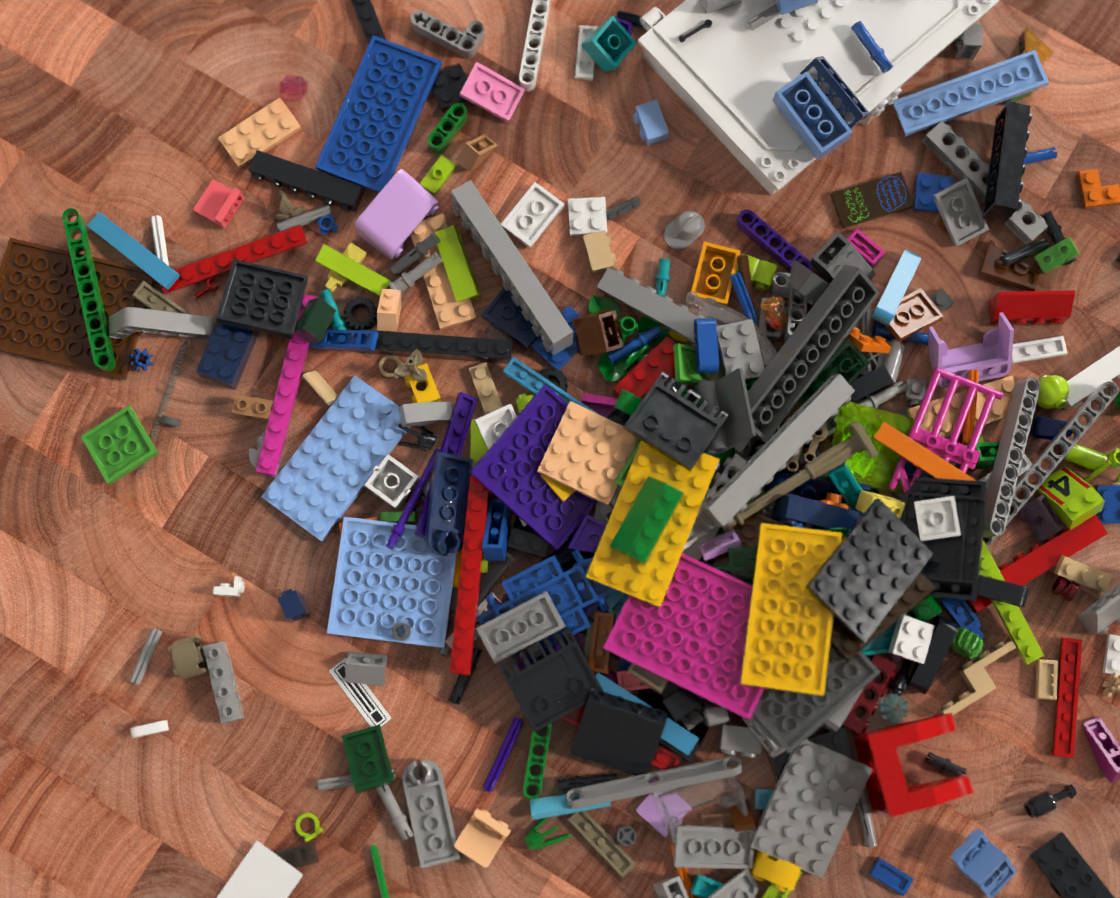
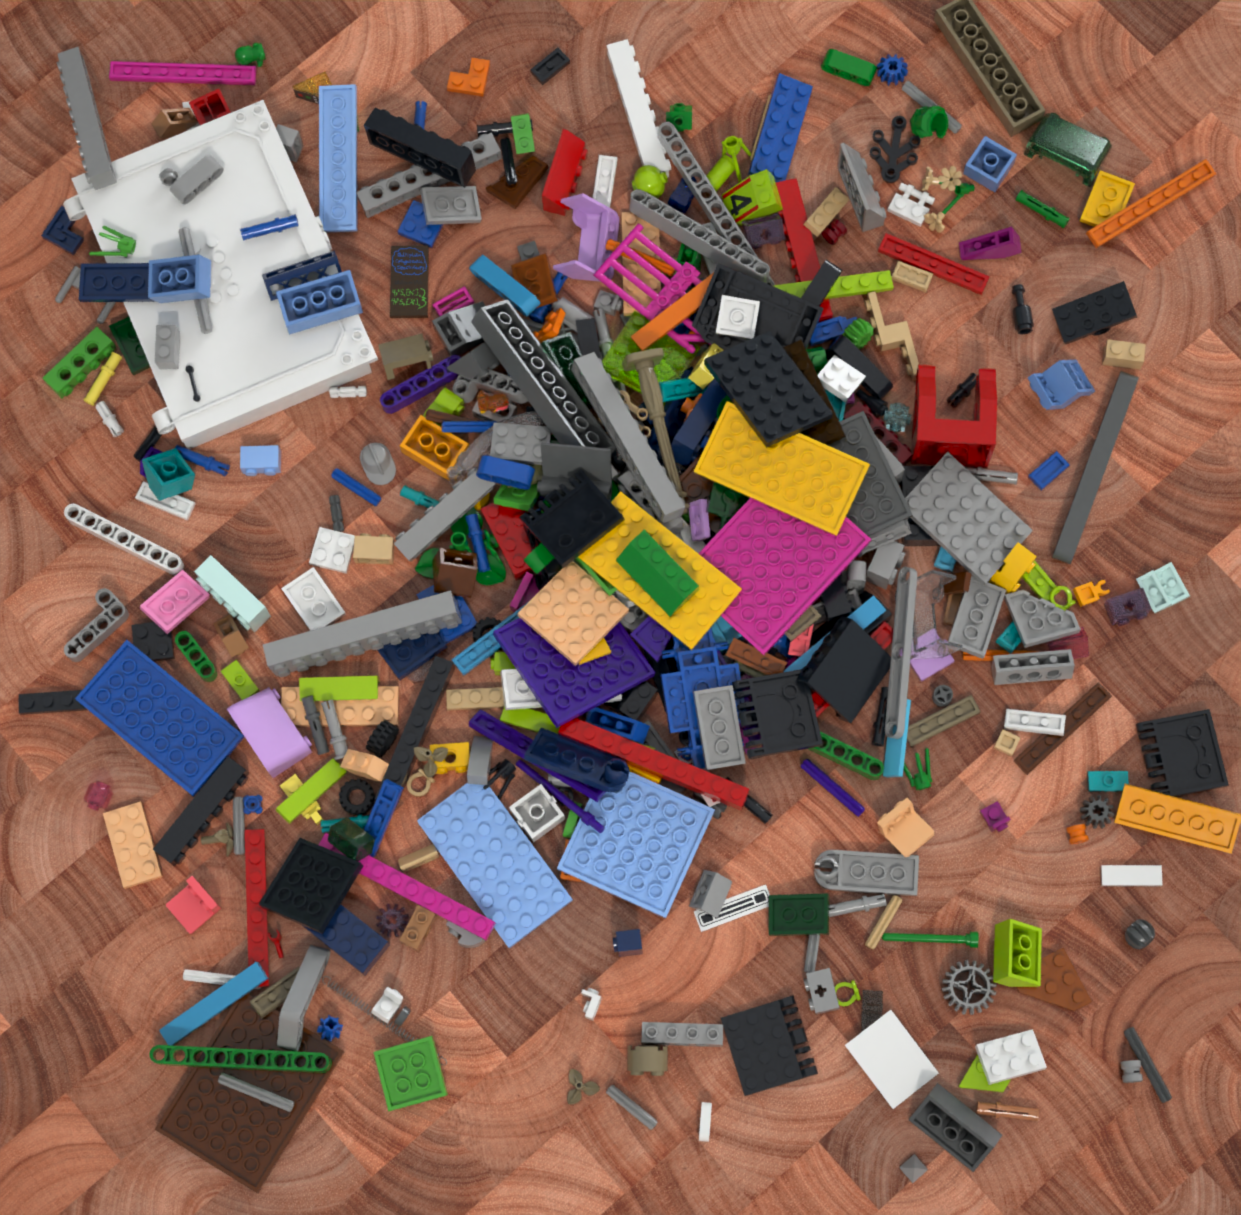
camera: 65 degrees left, 5 degrees down
(64, 314) = (256, 1092): none -> light grey axle
(143, 600) = (589, 1088): none -> dark tan plant
(176, 404) = (388, 1005): none -> white bracket
(235, 765) = (764, 1047): none -> black hinge
(258, 390) = (385, 920): none -> gear
(294, 812) = (823, 979): none -> light grey brick
(386, 842) = (883, 922): none -> tan axle
(407, 628) = (687, 850): dark grey bush -> none
(420, 318) = (382, 738): none -> black tyre
(513, 139) = (232, 593): none -> light aqua brick
(634, 69) = (208, 463): none -> blue pin
(654, 217) = (356, 487): none -> blue axle
(744, 179) = (344, 392): none -> white axle
(797, 217) = (404, 353): none -> dark tan panel

